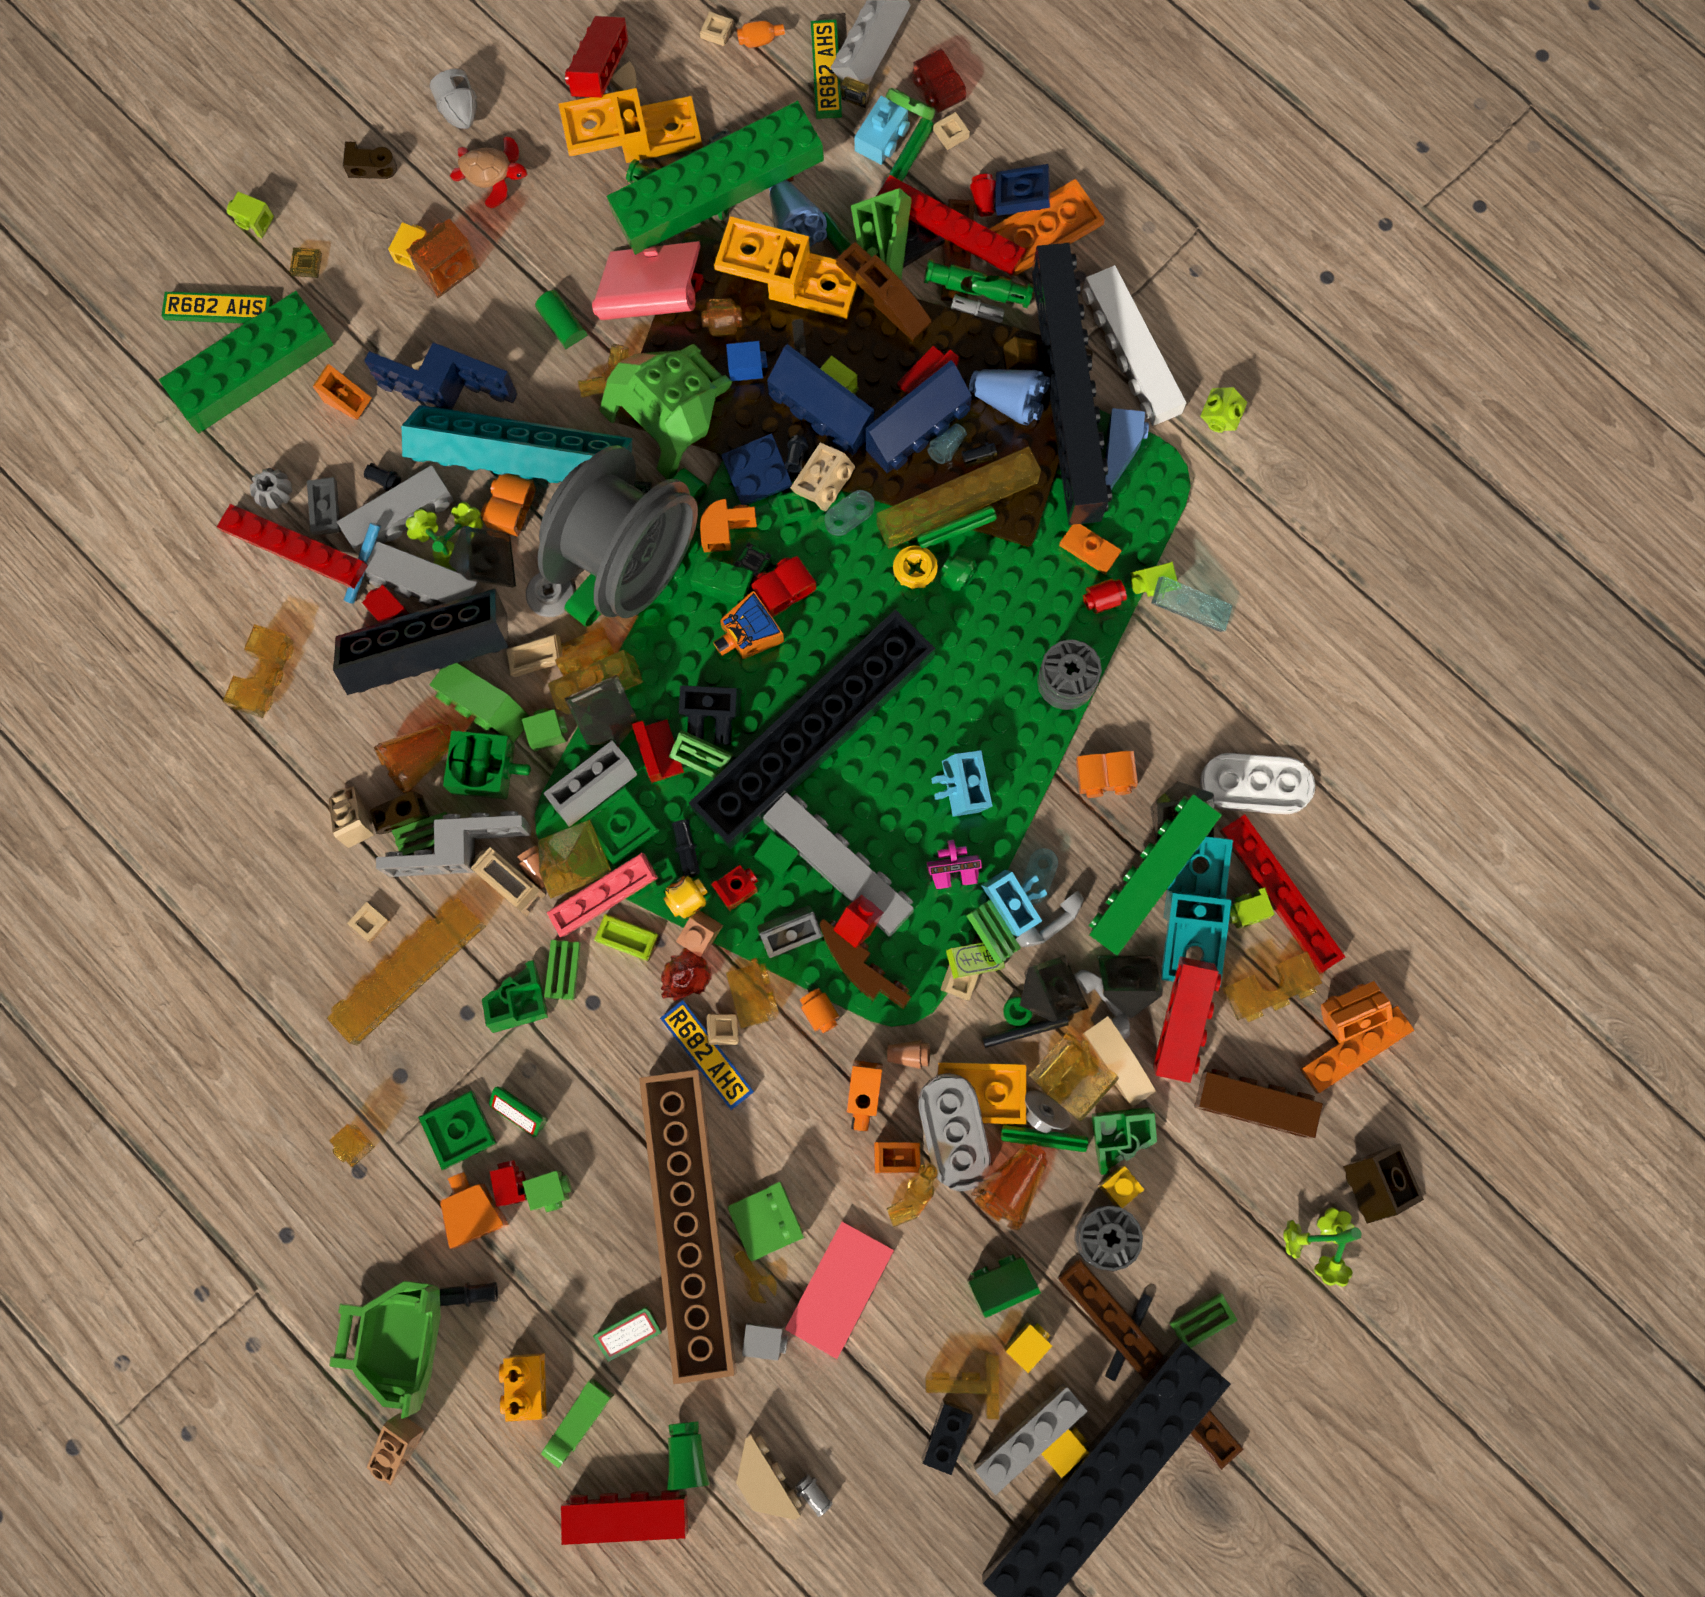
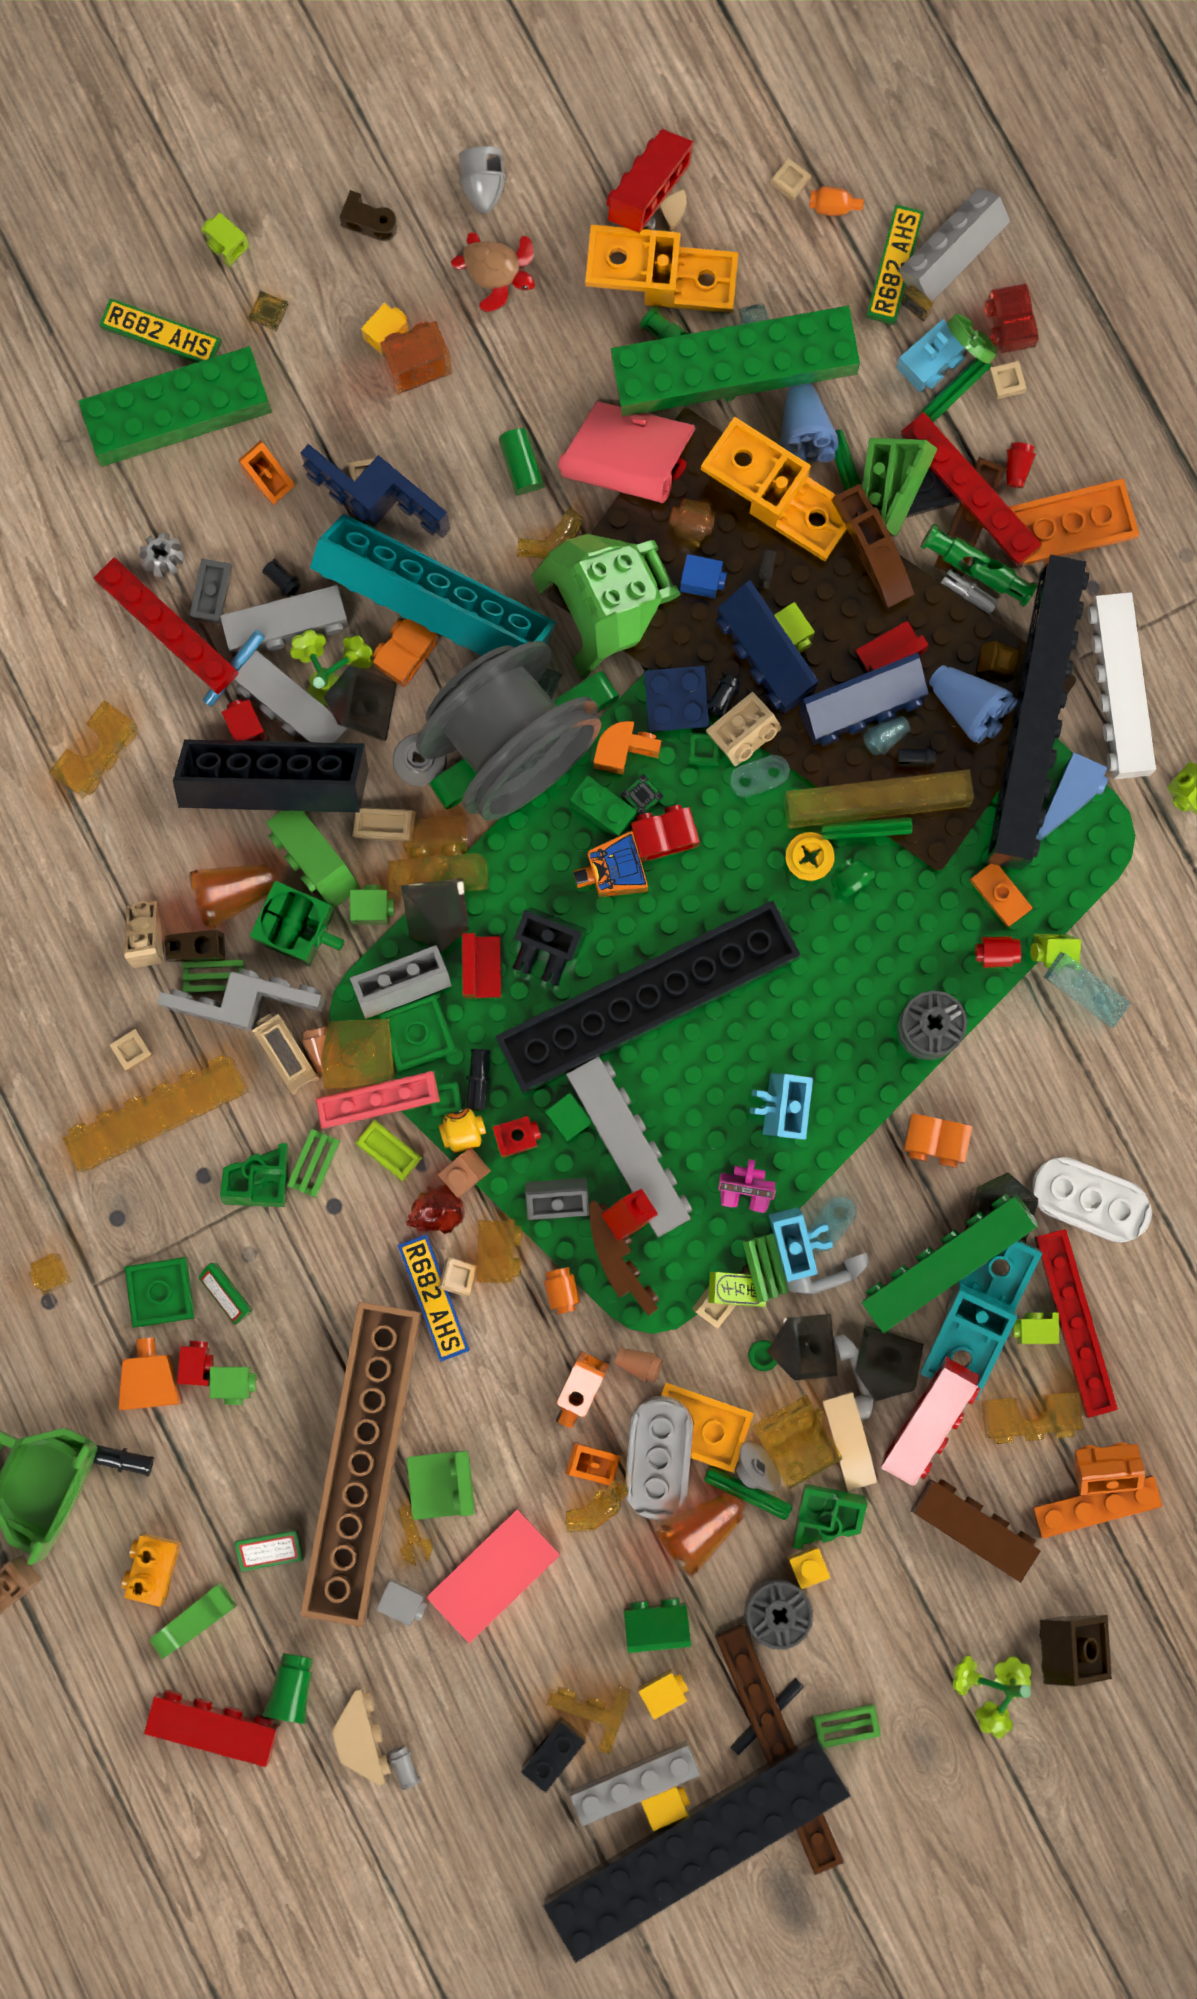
camera: 15 degrees right, 5 degrees up
(704, 745) = (532, 982): bright green tile -> none
(1022, 189) = (1062, 474): dark blue plate -> none
(1023, 1031) = (763, 1378): black bar -> none

